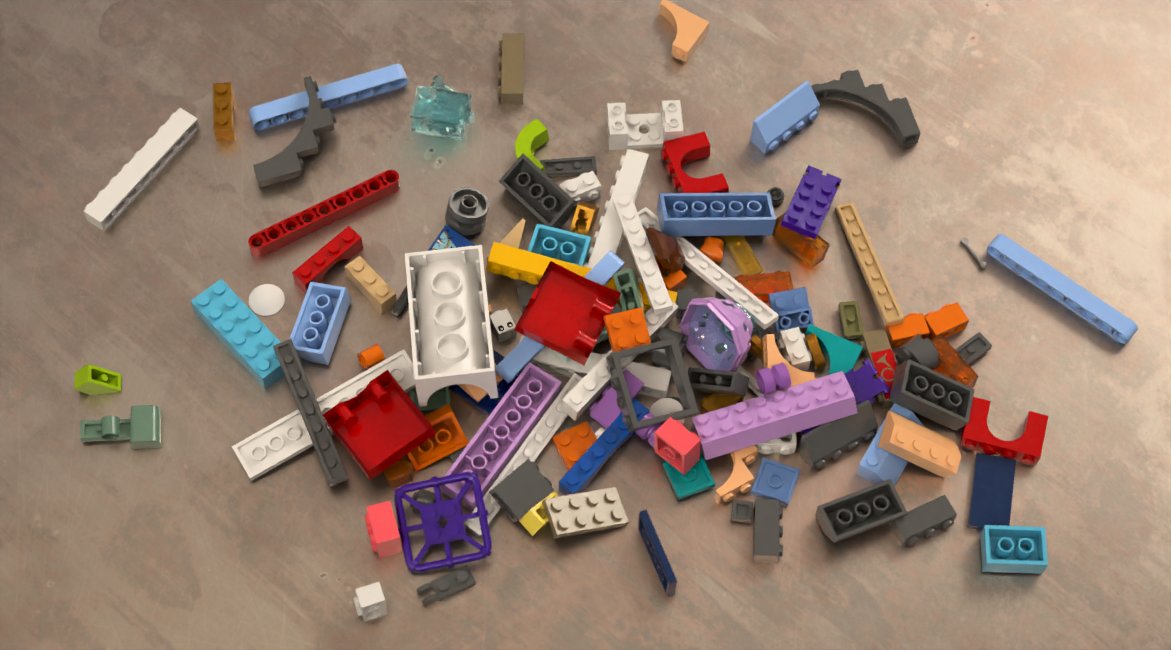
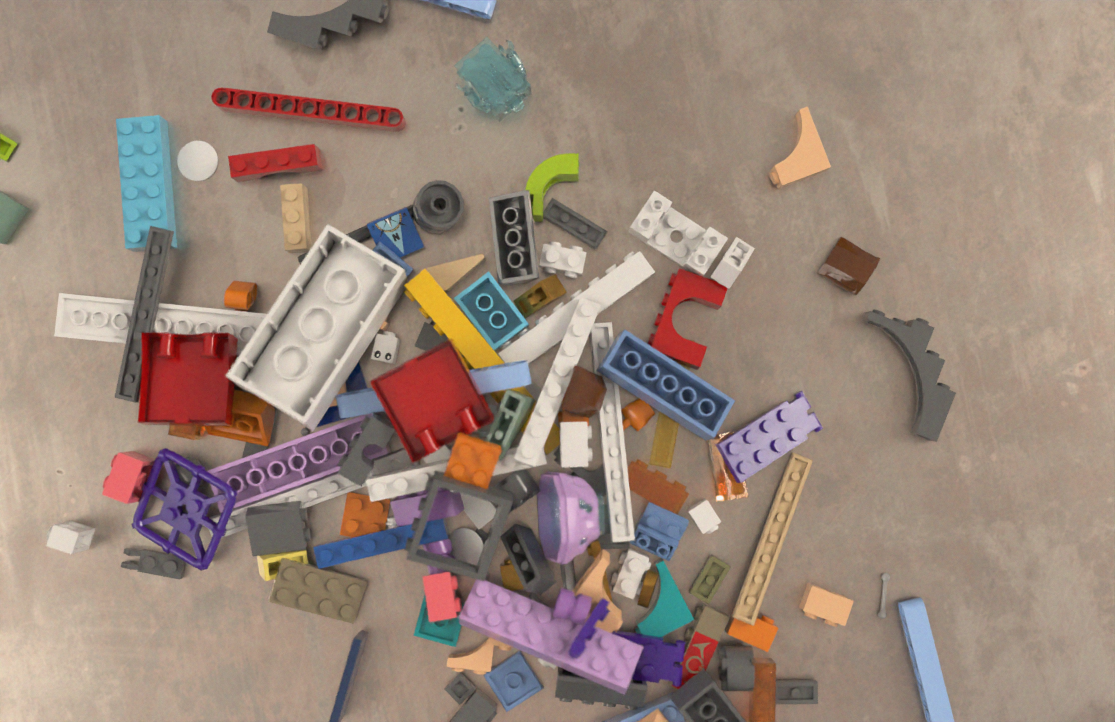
camera: 40 degrees right, 25 degrees up
(320, 322) = (219, 225): light blue slope -> none
(512, 68) = (601, 76): dark tan brick -> none
(545, 398) = (356, 465): none -> dark grey arch
(684, 286) = (574, 444): none -> white brick
(695, 115) = (732, 262): none -> white brick
(772, 74) = (848, 266): none -> reddish brown slope
(775, 191) = (751, 399): dark grey plate -> none
(785, 118) = (819, 328): light blue slope -> none
(797, 381) = (588, 630): none -> dark purple hinge
(813, 281) = (704, 516): none -> white brick
(941, 281) = (825, 604): none -> light nougat brick
(946, 321) = (795, 648): orange brick -> none

